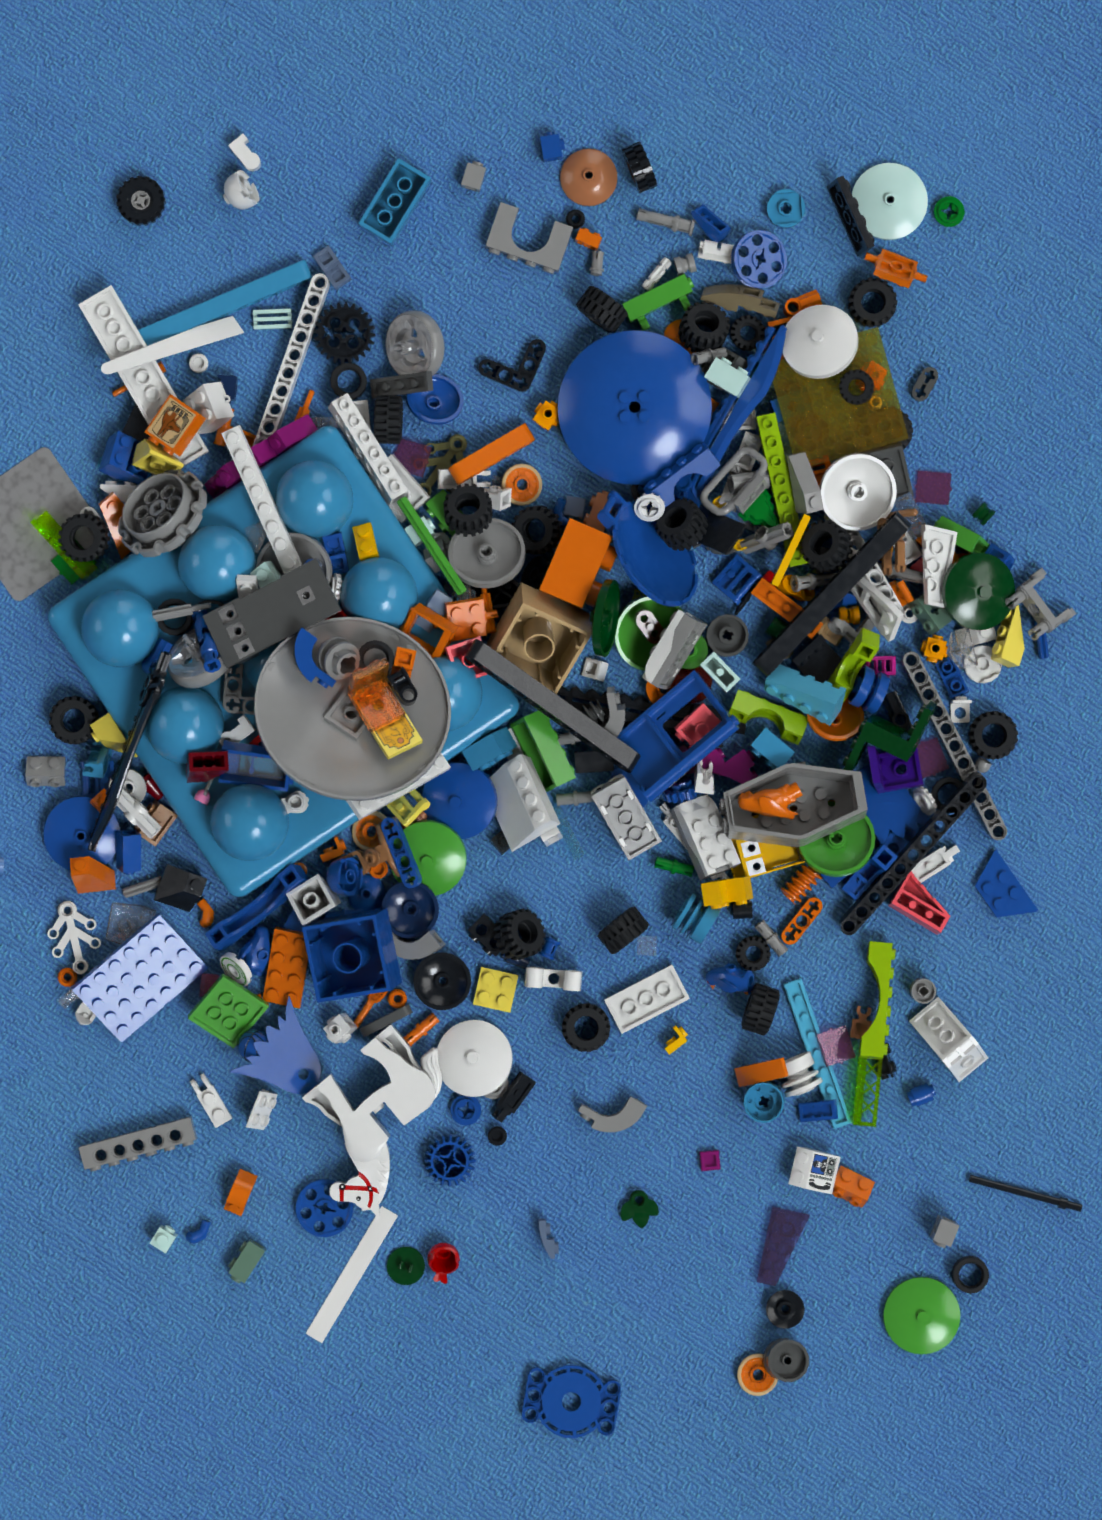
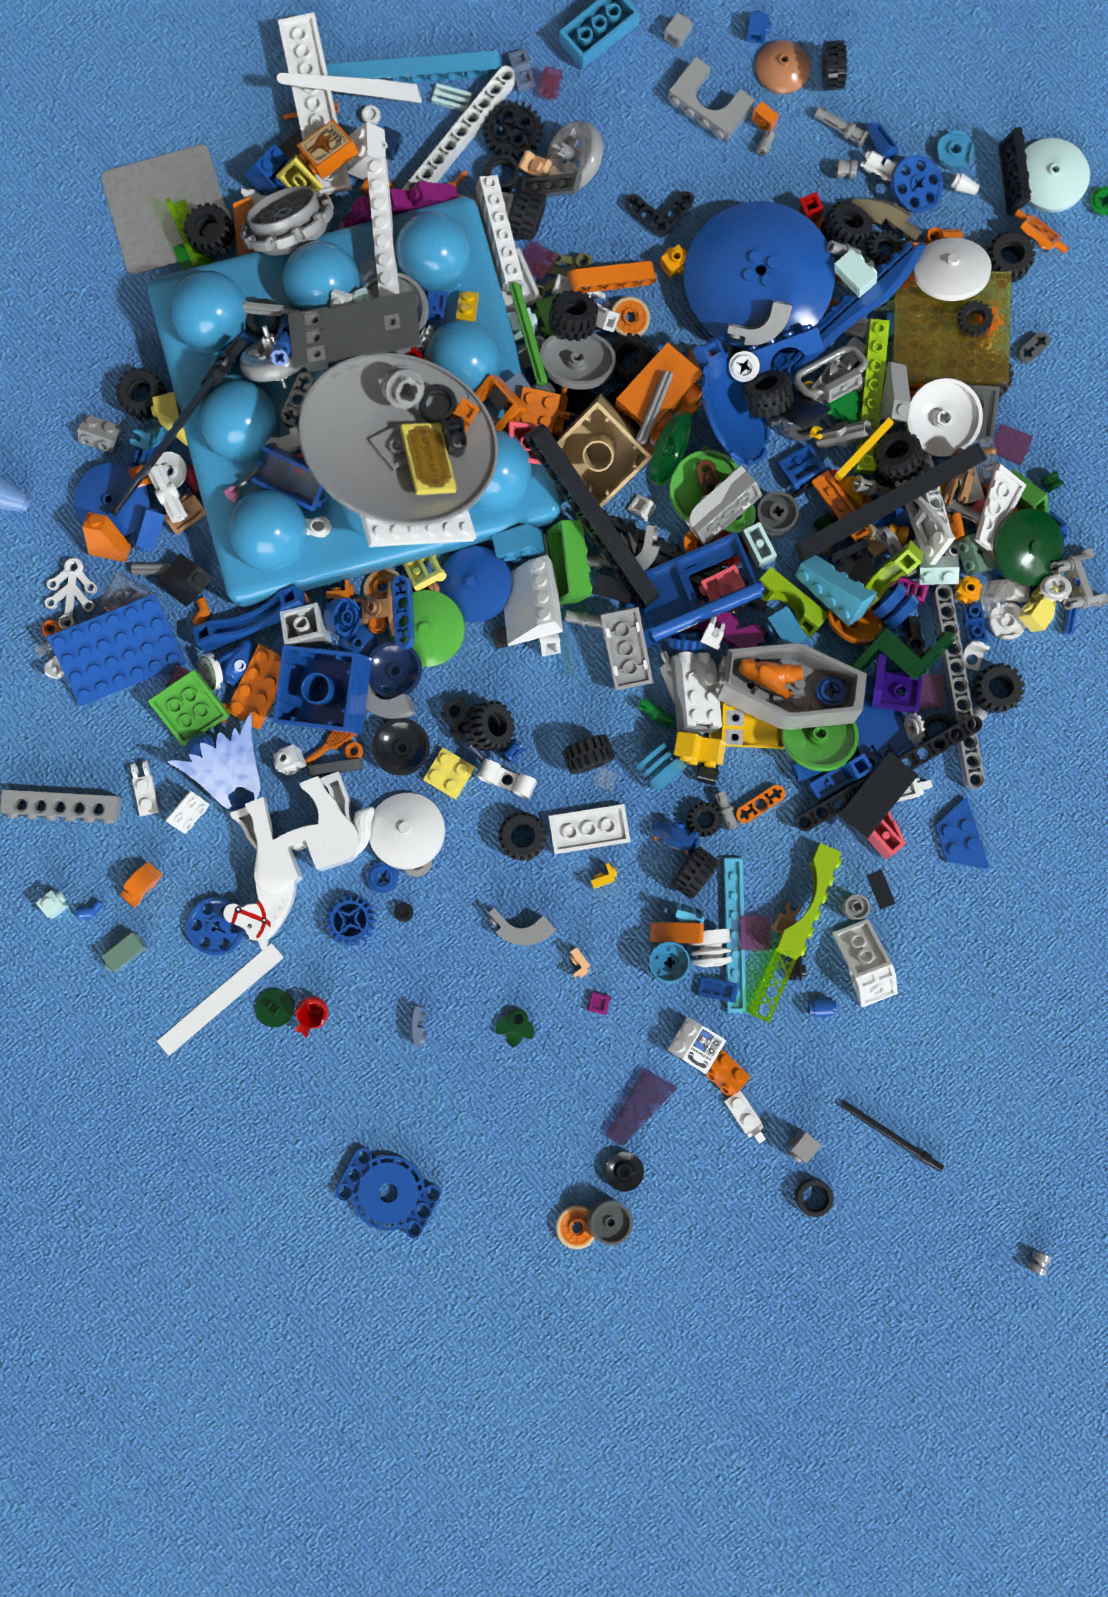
camera: 15 degrees right, 5 degrees down
(206, 765) = (242, 459): dark red slope -> none
(303, 655) = (371, 368): blue arch -> none
(366, 273) = (551, 83): none -> clear pink brick
(370, 687) = (422, 423): clear orange bracket -> none
(378, 363) = (534, 165): none -> light nougat bracket
(421, 1029) = (366, 787): orange pin -> none
(445, 397) = (576, 213): blue dish -> none
(513, 1096) = (431, 879): black hinge -> none
(578, 587) = (654, 407): none -> light grey axle
(579, 214) = (761, 94): black plate -> none
(601, 309) = (757, 178): black tyre -> none
(656, 274) = (817, 170): white axle -> none
(658, 298) = (829, 188): bright green brick -> none
(658, 466) = (767, 330): none -> light grey arch
(662, 318) = (811, 206): none -> red brick
(677, 1125) = (577, 959): none -> light nougat bracket
(767, 1049) = (686, 914): none -> medium azure plate
(800, 884) = (770, 767): orange piece -> none
(805, 241) = (964, 184): none -> white cone
(837, 788) = (837, 686): none -> blue gear
(882, 1220) = (745, 1116): none -> white hinge
(905, 641) = (943, 572): none -> light aqua brick
(909, 880) = (878, 795): none -> black piece
(921, 1315) = (754, 1222): bright green dish -> none
(942, 963) = (881, 889): none -> black sticker
(1018, 615) = (1058, 582): none -> white gear

